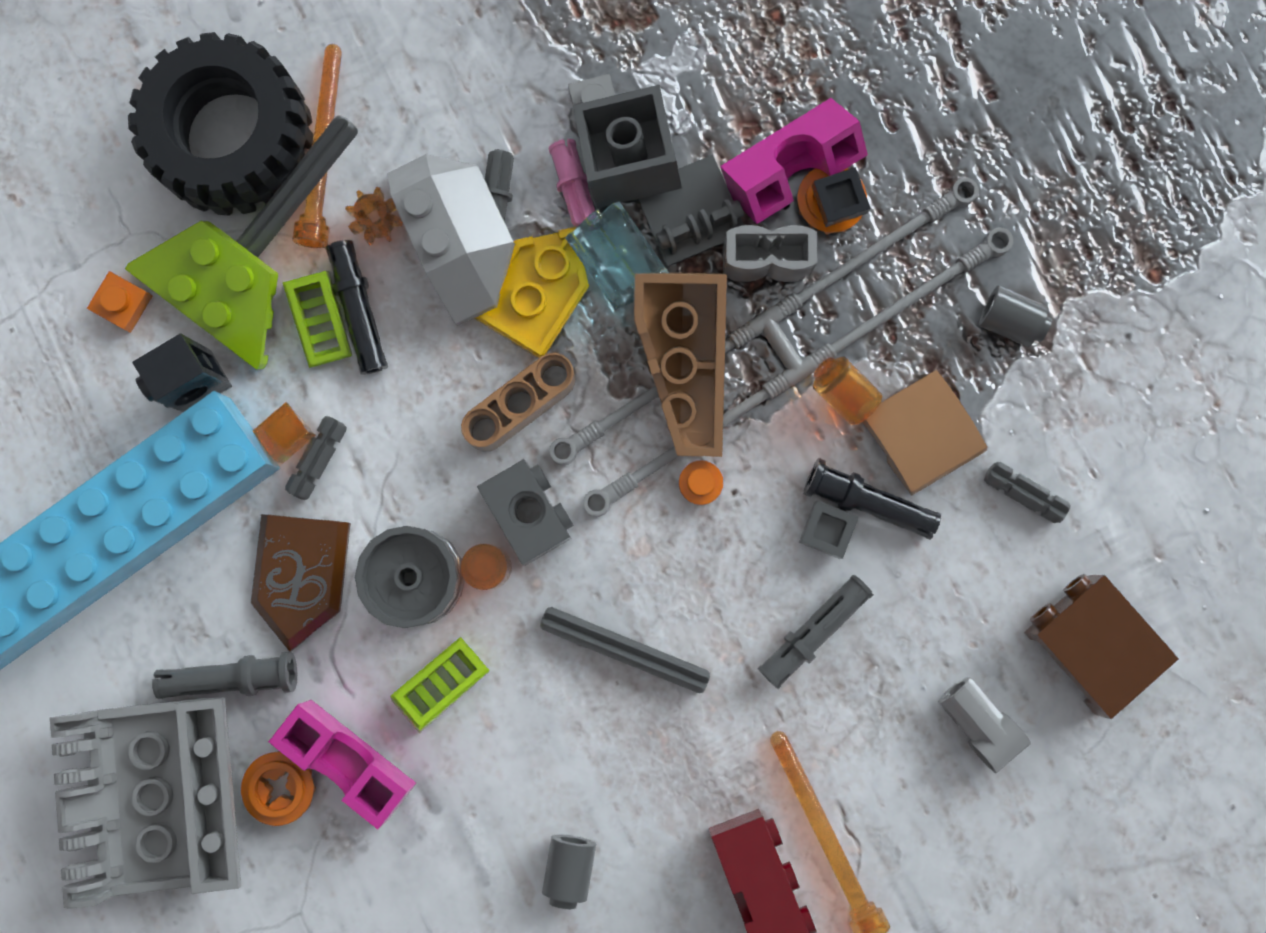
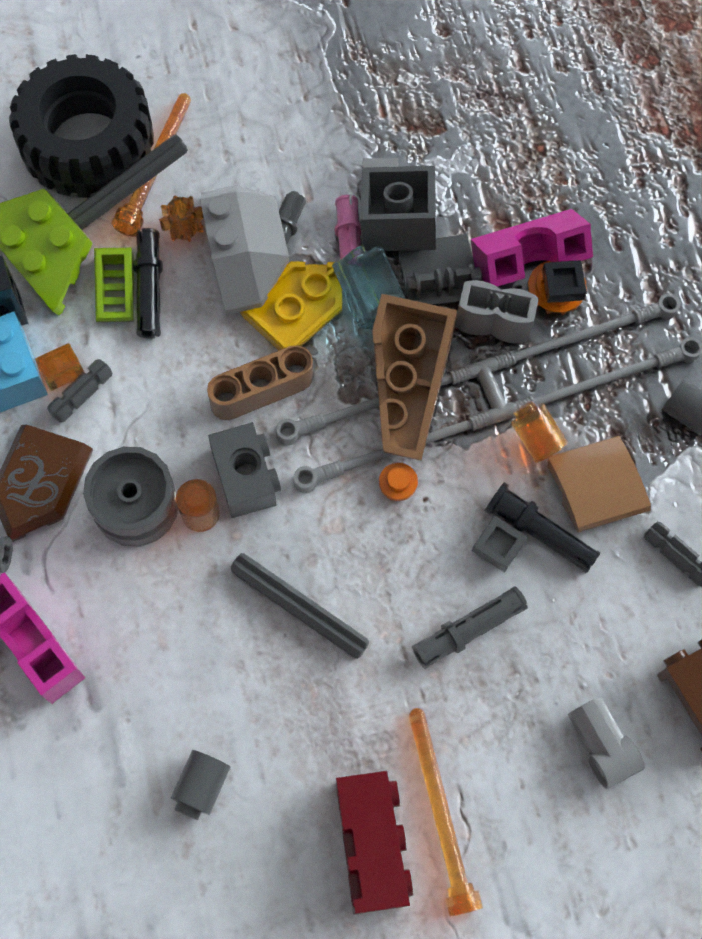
camera: 10 degrees right, 15 degrees down
(411, 712) = (120, 617): lime slope -> none

